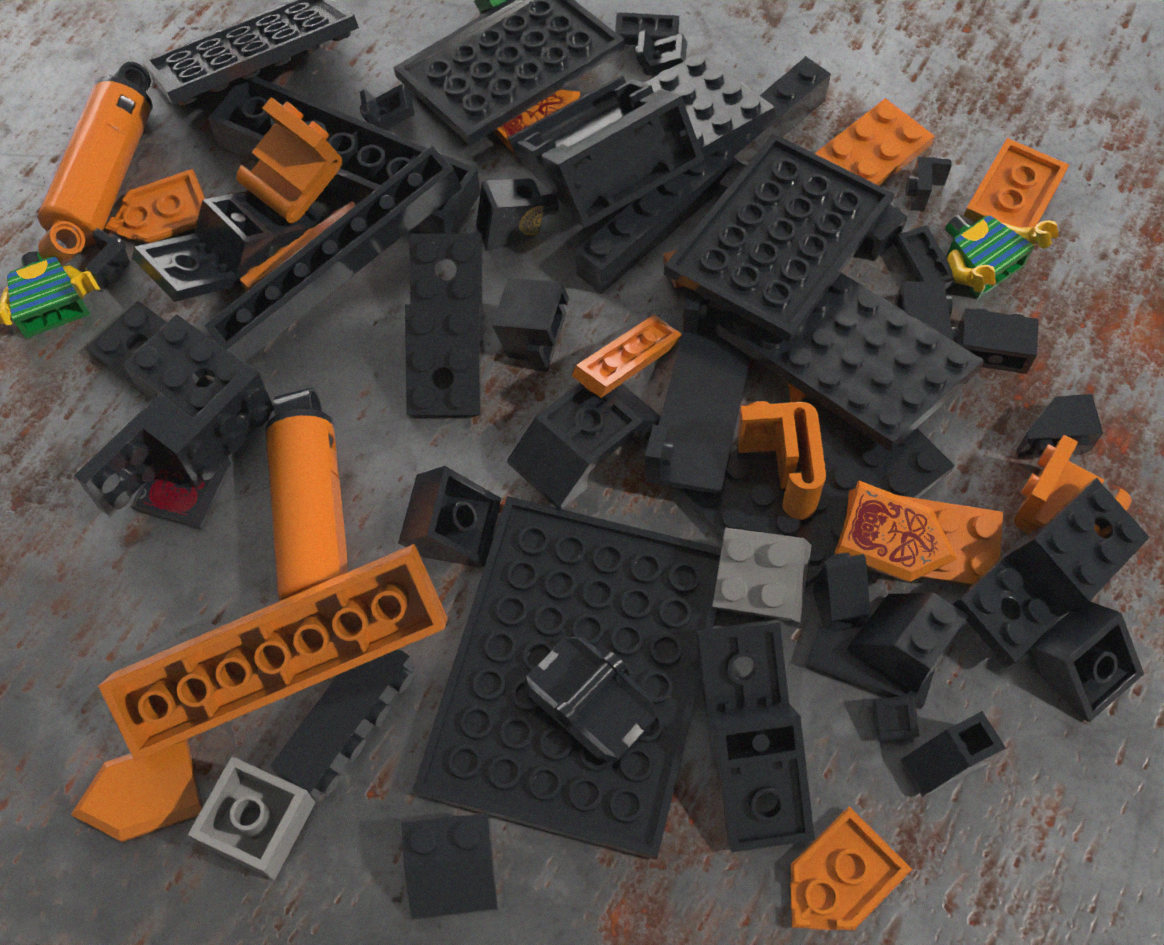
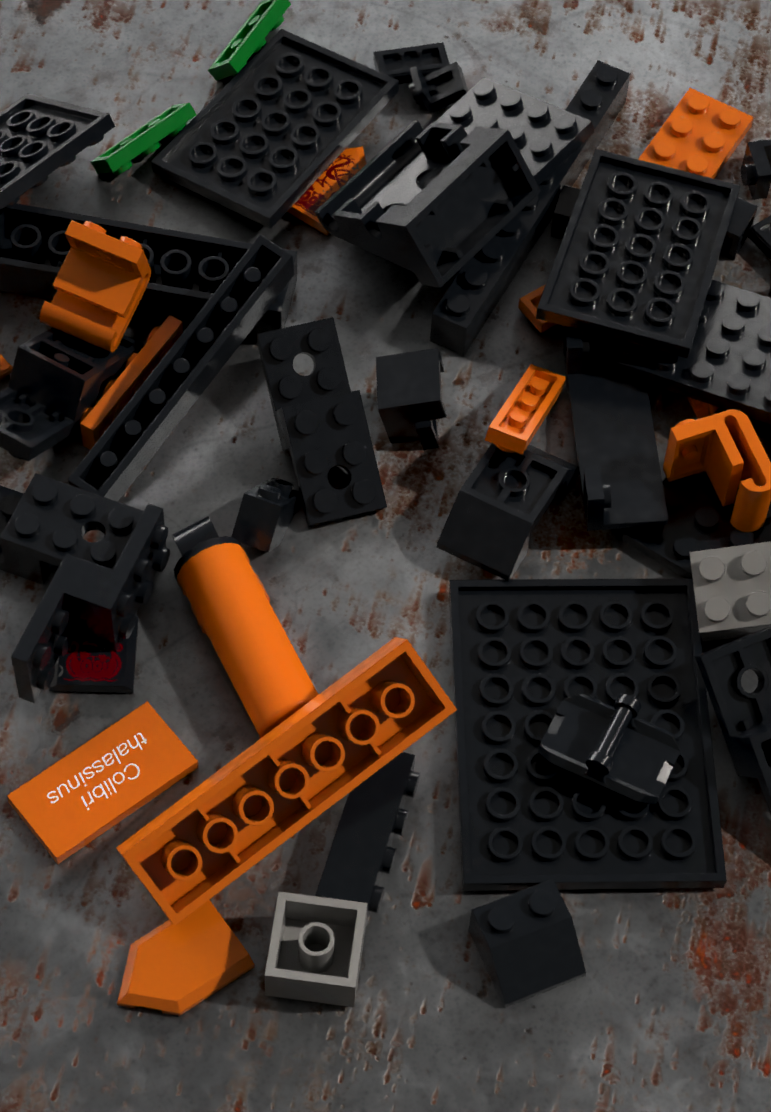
camera: 20 degrees left, 5 degrees down
(140, 604) = (102, 782): none -> orange tile
(369, 396) = (266, 514): none -> black slope
(387, 108) = (163, 206): black bracket -> none
(396, 48) = (143, 140): none -> green plate
(450, 518) = (397, 604): black slope -> none
(512, 211) = (344, 287): black torso -> none

